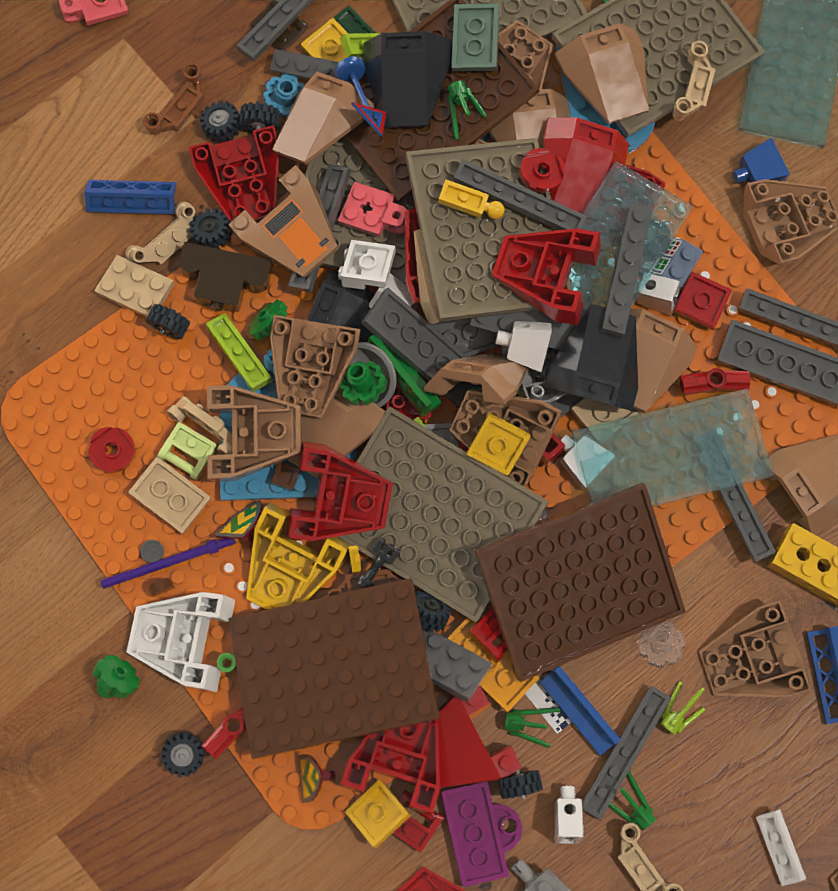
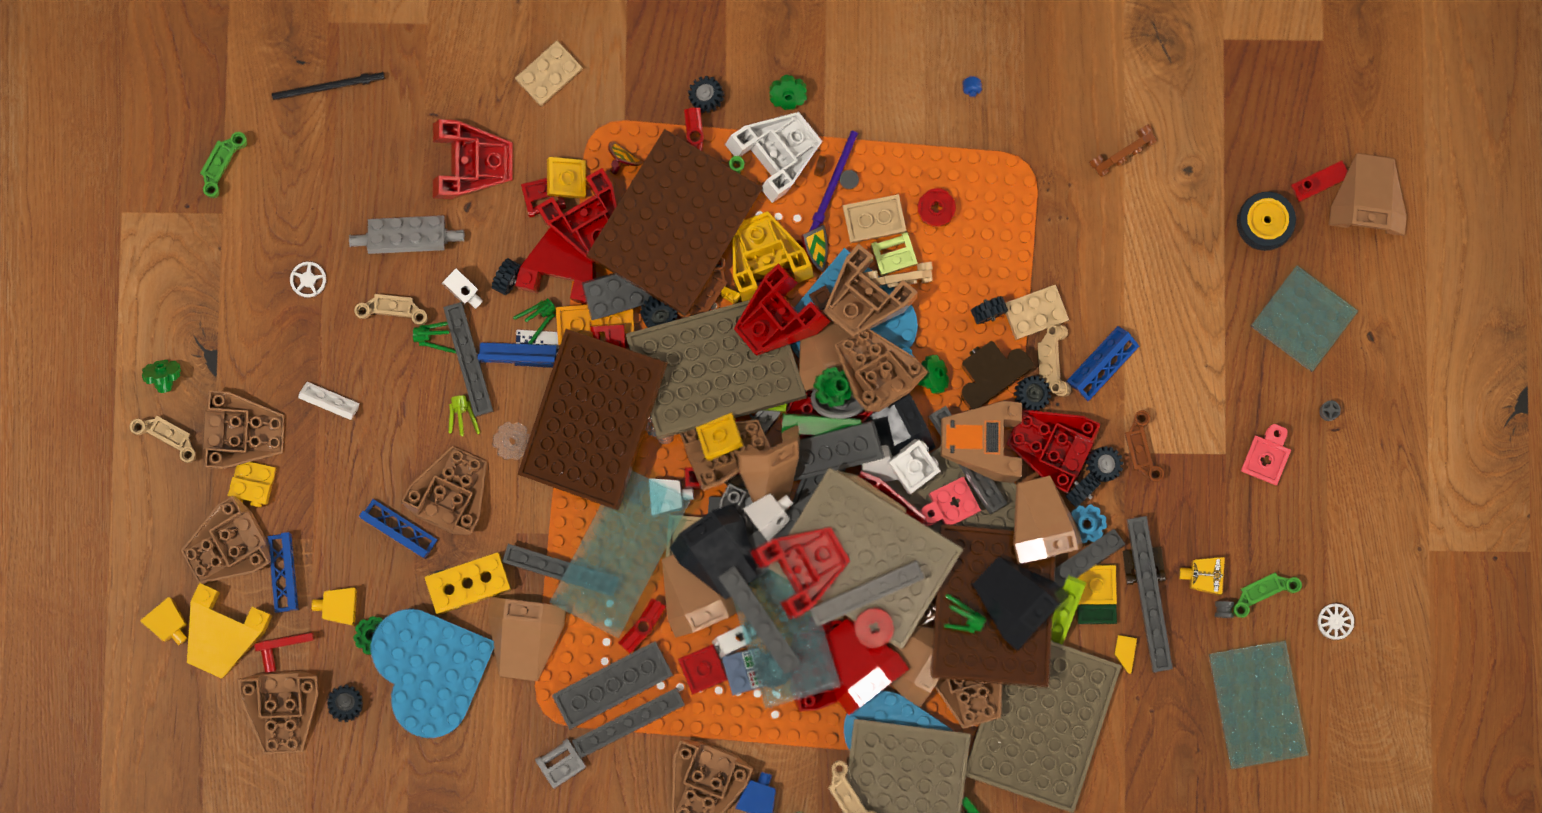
camera: 135 degrees right, 5 degrees up
(238, 352) = (929, 338): lime plate -> none
(351, 70) = (1008, 546): blue piece -> none
(383, 555) = (711, 290): black hinge -> none
(469, 201) = (892, 557): yellow plate -> none
(475, 37) = (1004, 666): sand green plate -> none
(479, 833) = (501, 229): magenta plate -> none
(608, 71) = (906, 743): medium nougat wedge -> none

